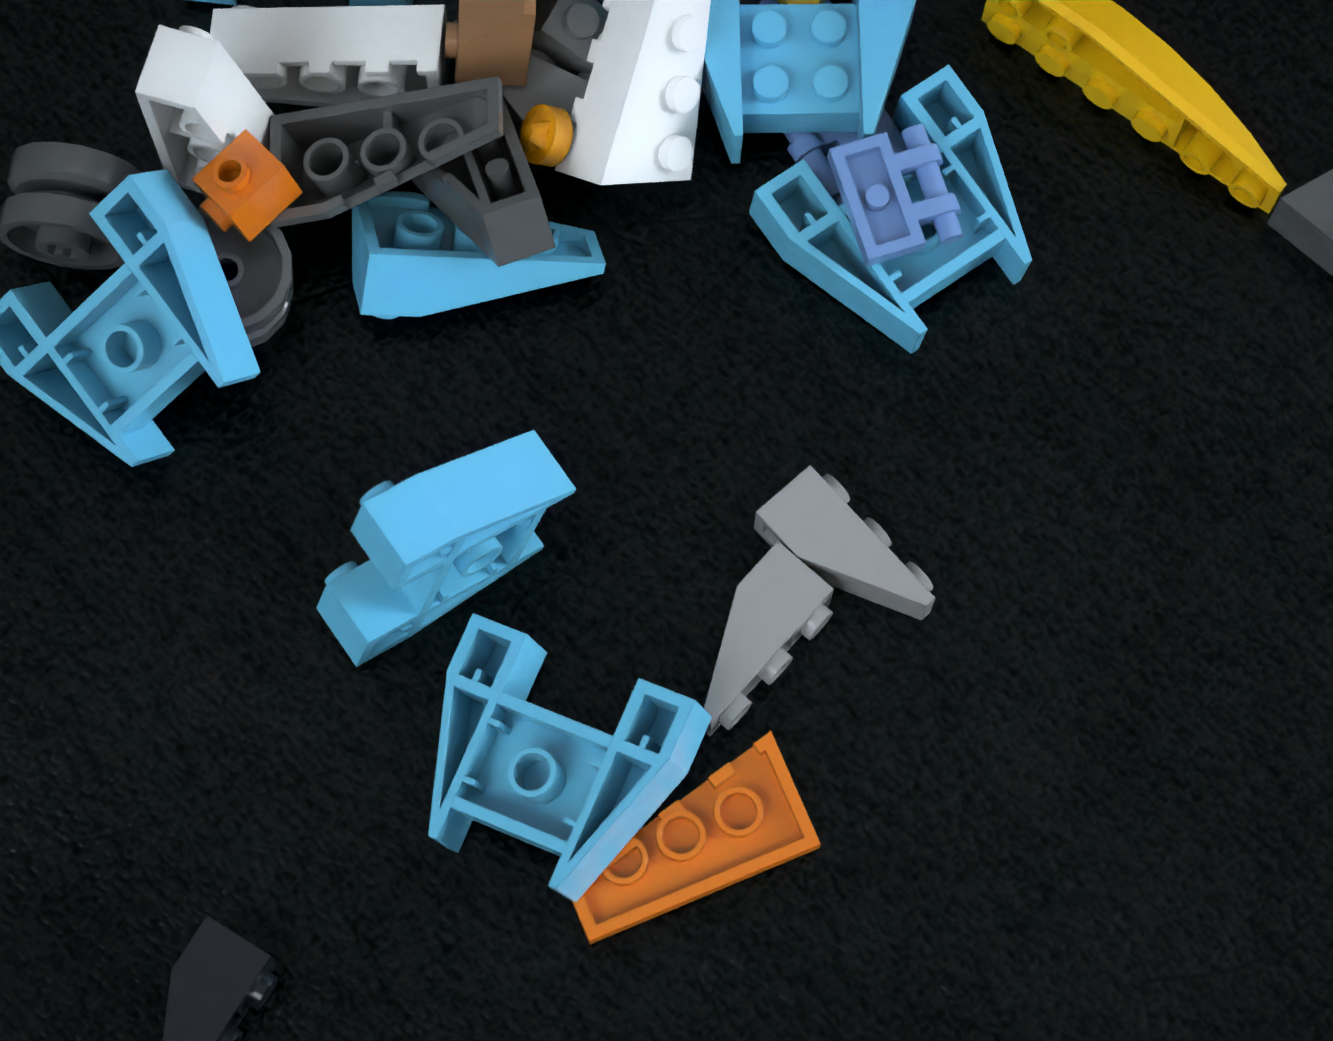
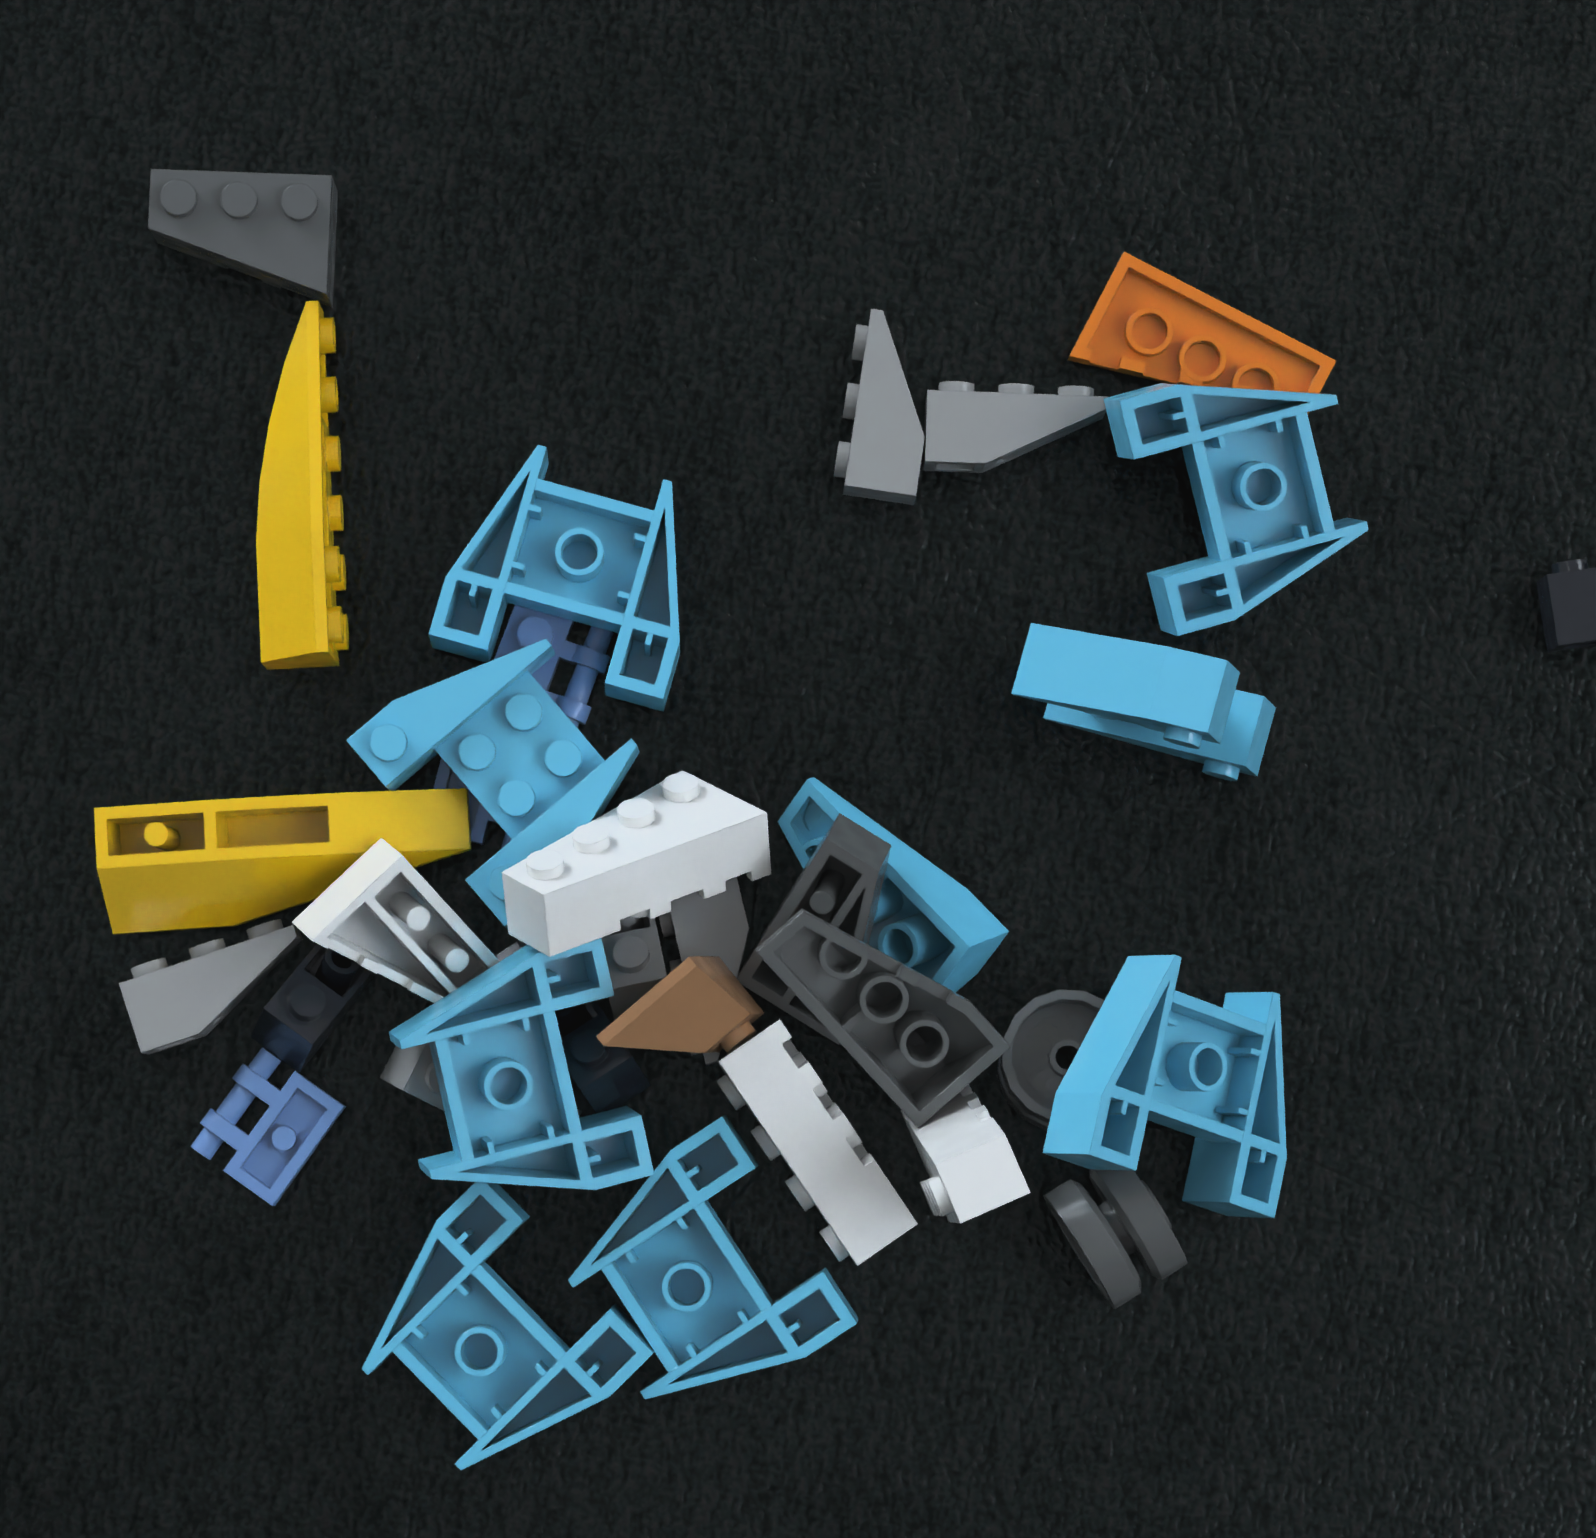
camera: 135 degrees left, 10 degrees up
(245, 187) = (1005, 1079): orange brick -> none
(546, 135) = (752, 899): light orange tile -> none
(878, 199) = (595, 593): medium blue plate -> none

